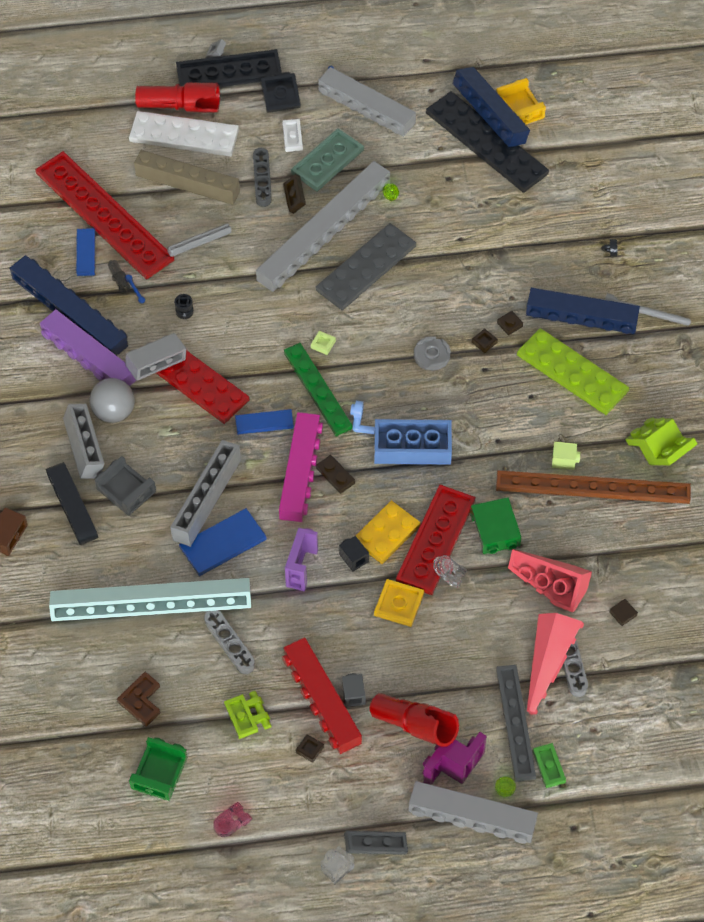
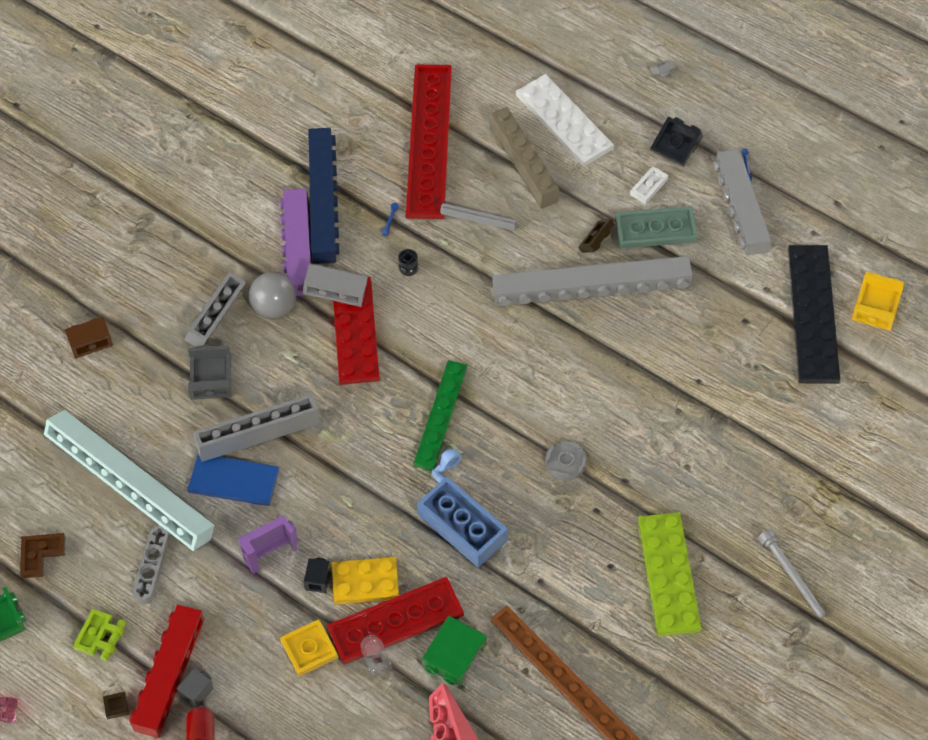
camera: 45 degrees right, 0 degrees up
(72, 503) = (157, 354): black beam -> none
(85, 252) = (384, 160): blue tile -> none
(118, 276) = (386, 199): clear smoke axle -> none
(190, 97) = (594, 90): red piece -> none
(230, 69) = (655, 91): black plate -> none
(262, 177) = (590, 204): dark grey beam -> none
(264, 421) = (370, 408): blue tile -> none
(299, 467) = (354, 467): dark pink brick -> none
(323, 342) = (485, 379): yellowish green plate -> none
(335, 474) = (378, 497): dark brown plate -> none
(366, 266) = (592, 342): dark grey plate -> none
(390, 192) = (683, 294): clear neon green plate -> none
(484, 340) = (621, 485): dark brown tile -> none
(491, 106) = (843, 284): dark blue brick -> none
(510, 323) = (660, 487): dark brown plate -> none
(565, 455) = (578, 641): yellowish green brick -> none
(582, 310) = (733, 528): dark blue brick -> none
(612, 248) = (821, 492): black tile -> none
(660, 441) = (671, 699): lime bracket -> none

